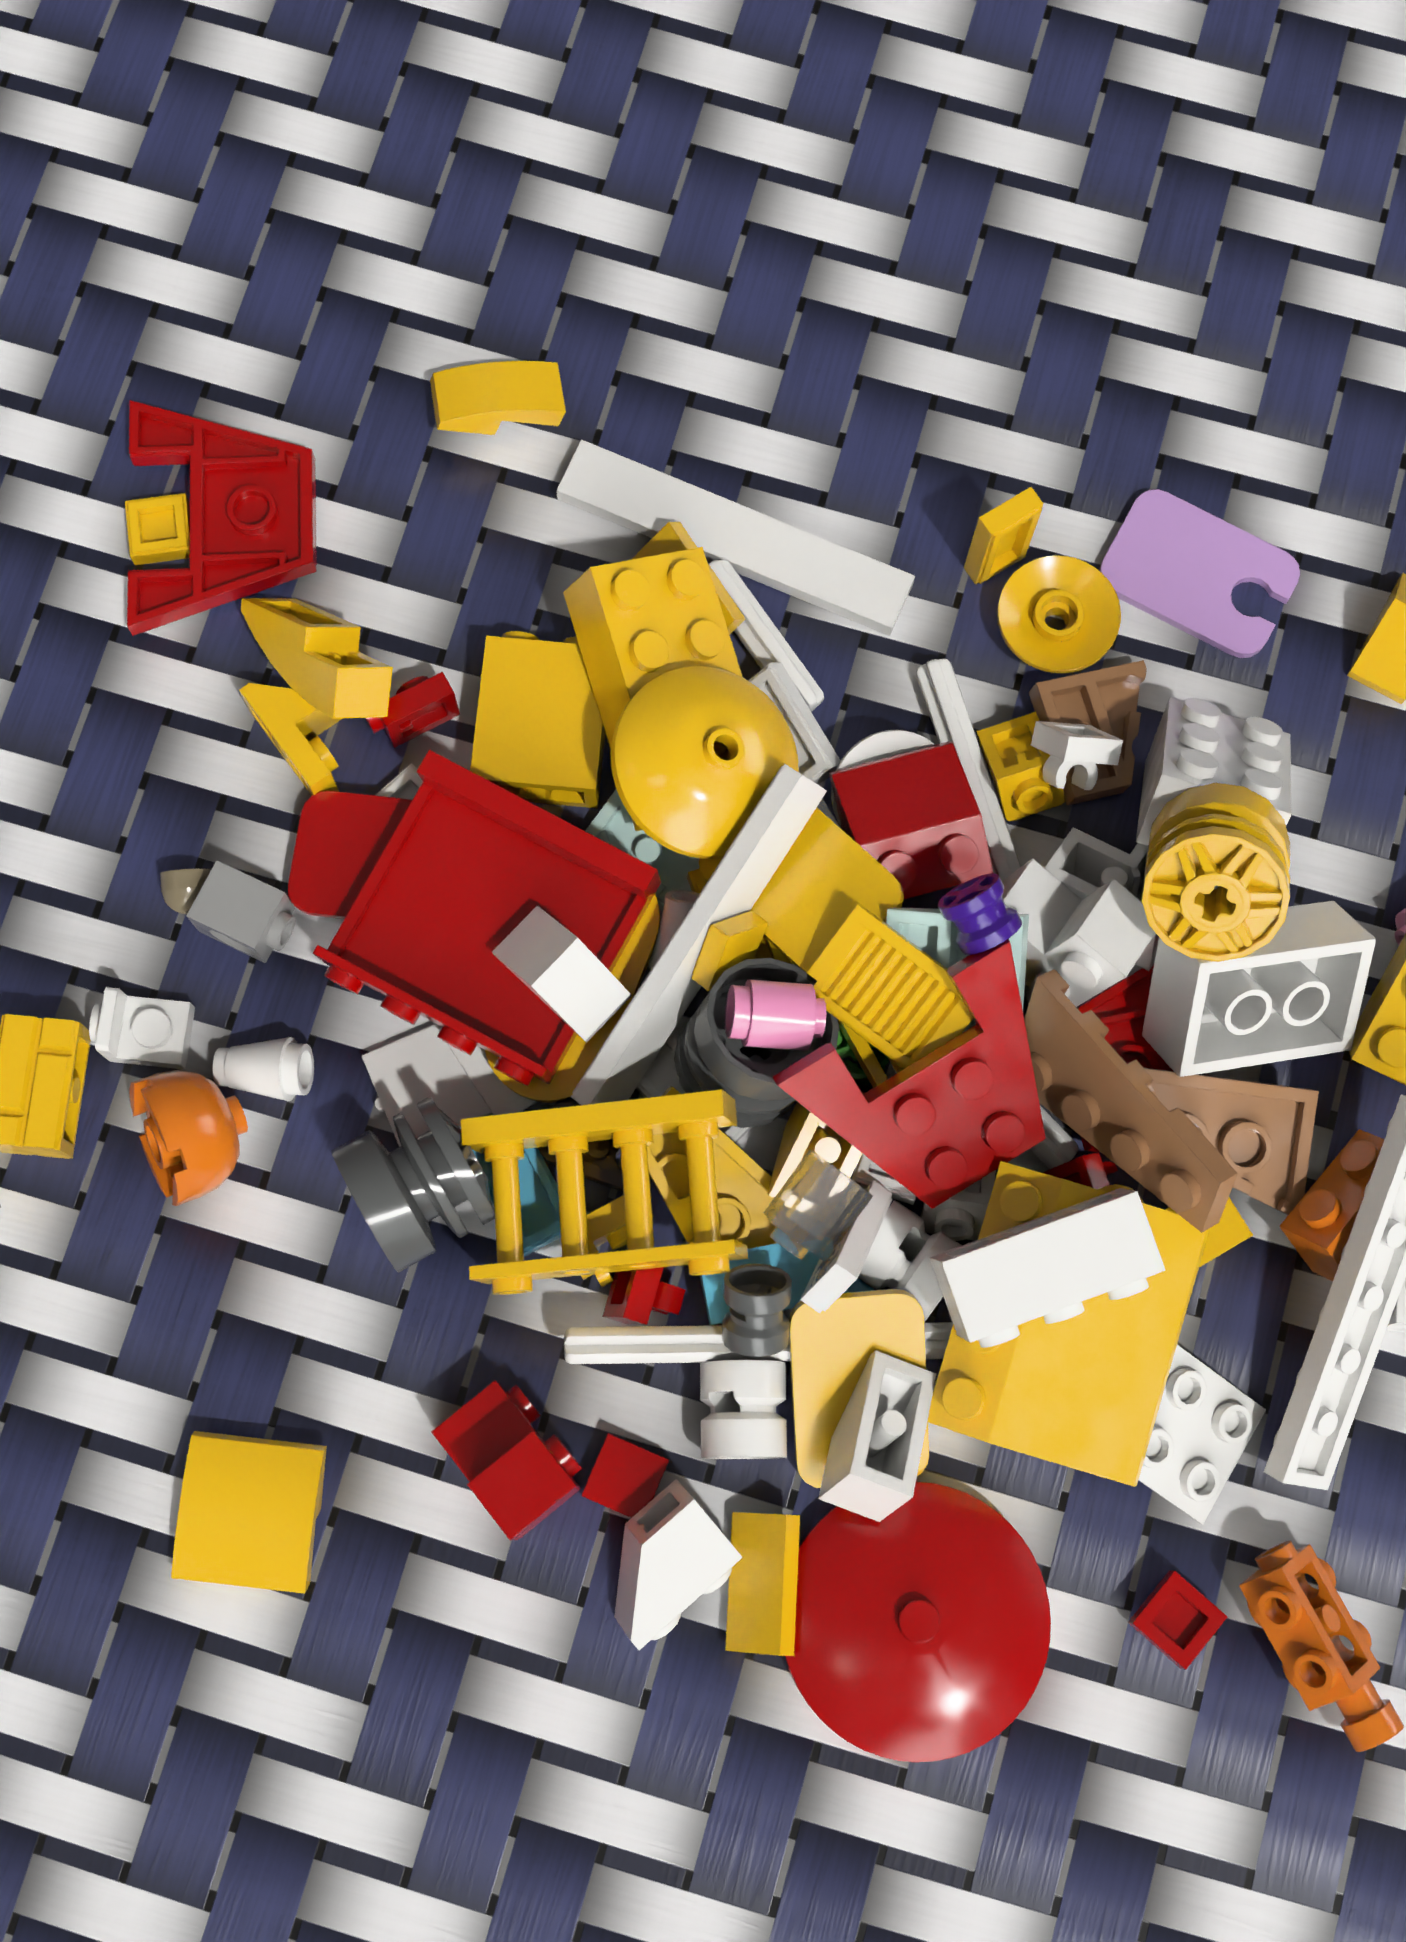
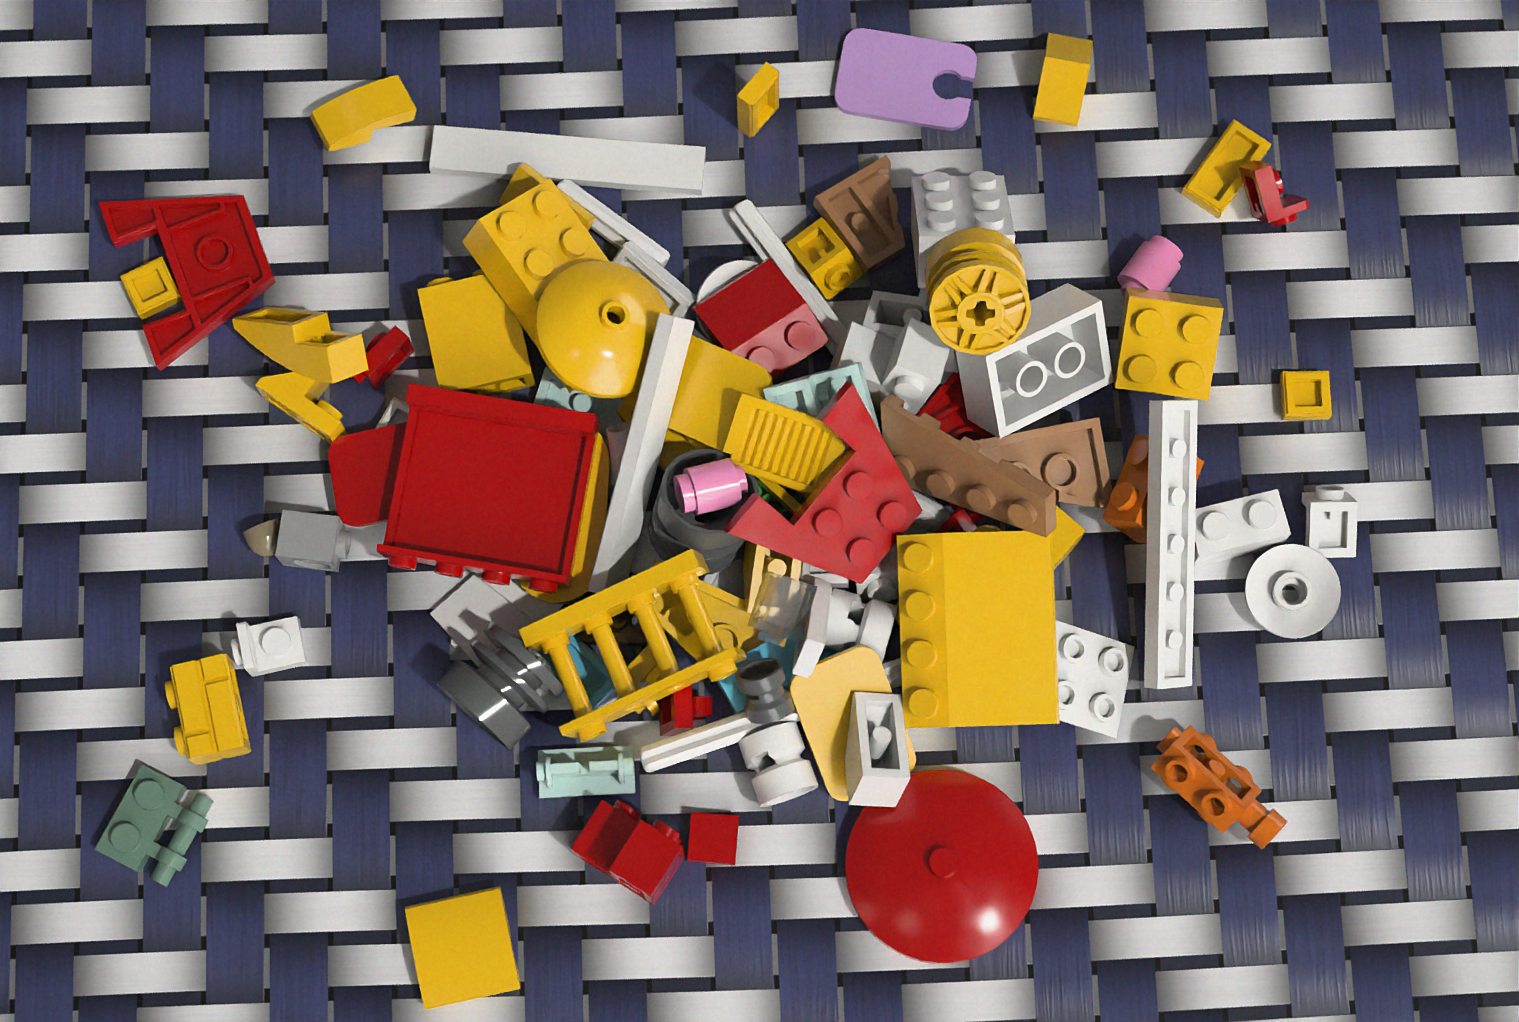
camera: 15 degrees left, 0 degrees up
(188, 1132) = (329, 705): orange cylinder -> none
(266, 1068) = (367, 643): white cone -> none
(489, 1331) = (586, 771): none -> light aqua hinge
(562, 973) = (553, 507): white slope -> none
(668, 1562) = (760, 881): white slope -> none
(727, 945) = (661, 450): yellow tile -> none
(763, 1584) = (830, 875): yellow tile -> none
(980, 914) = (826, 372): dark purple wheel -> none
(1048, 1267) = (950, 594): white brick -> none
(1063, 589) = (818, 122): yellow dish -> none
(1077, 747) = (856, 233): white tile -> none
(1177, 1619) = (1117, 805): red plate -> none

